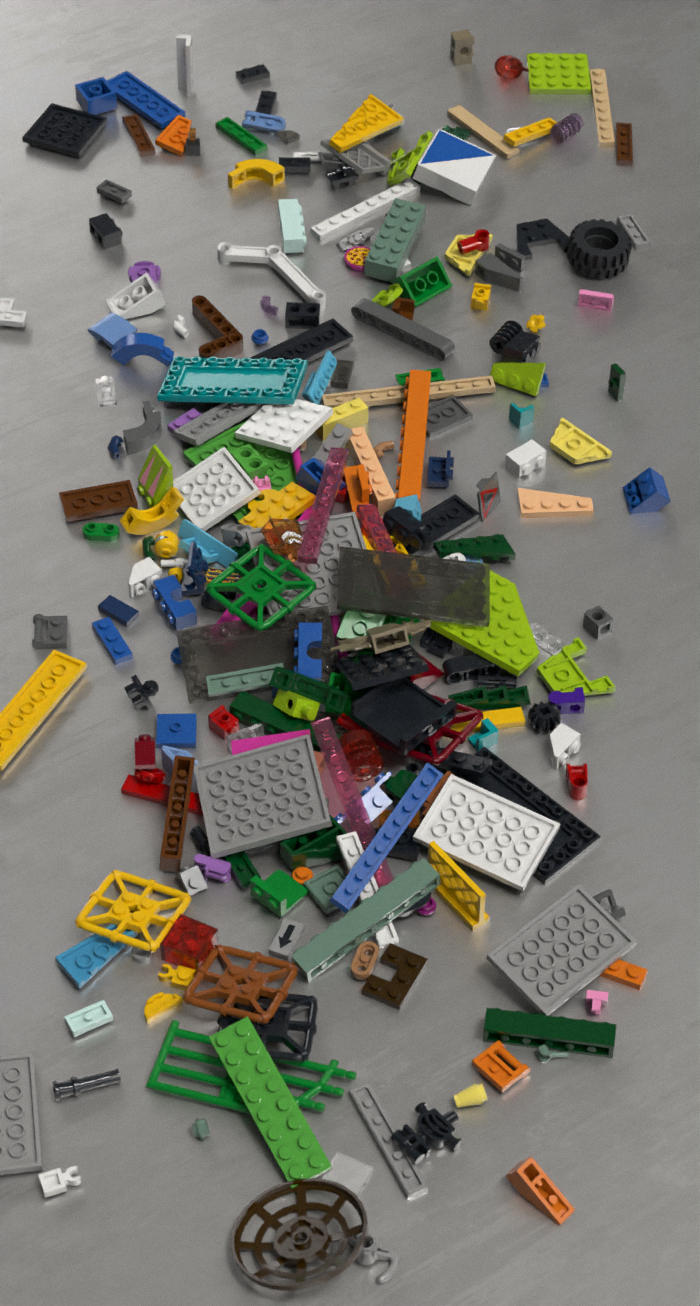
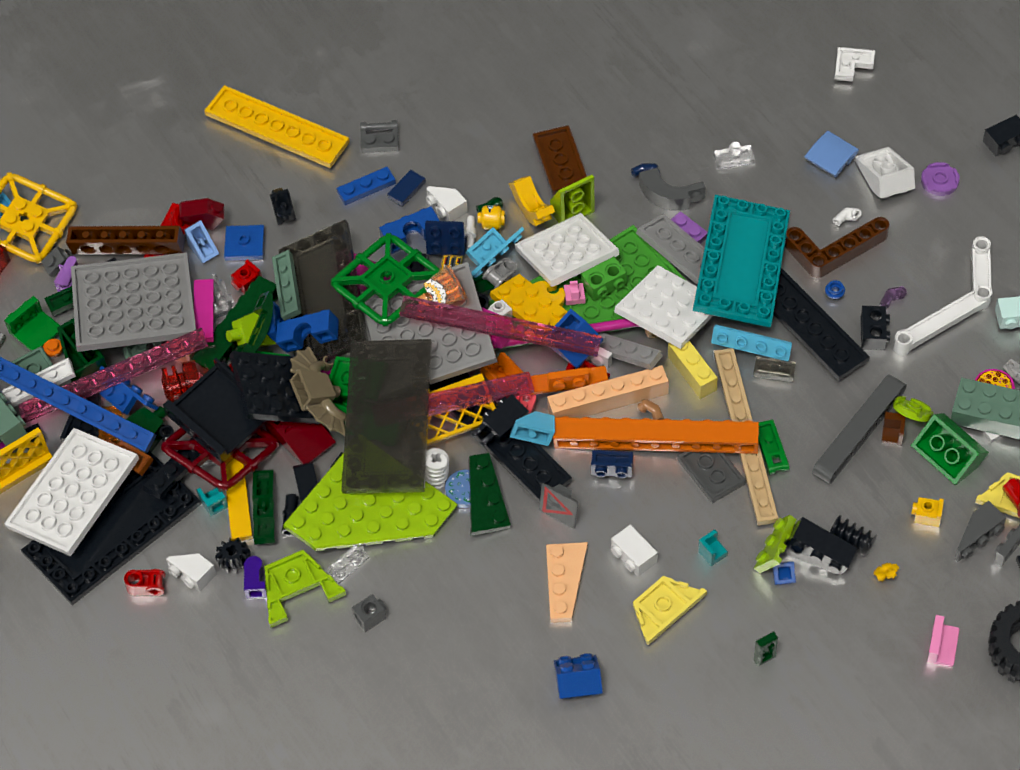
camera: 95 degrees right, 10 degrees up
(101, 532) = (518, 163): green plate -> none
(141, 344) = (793, 182): blue arch -> none

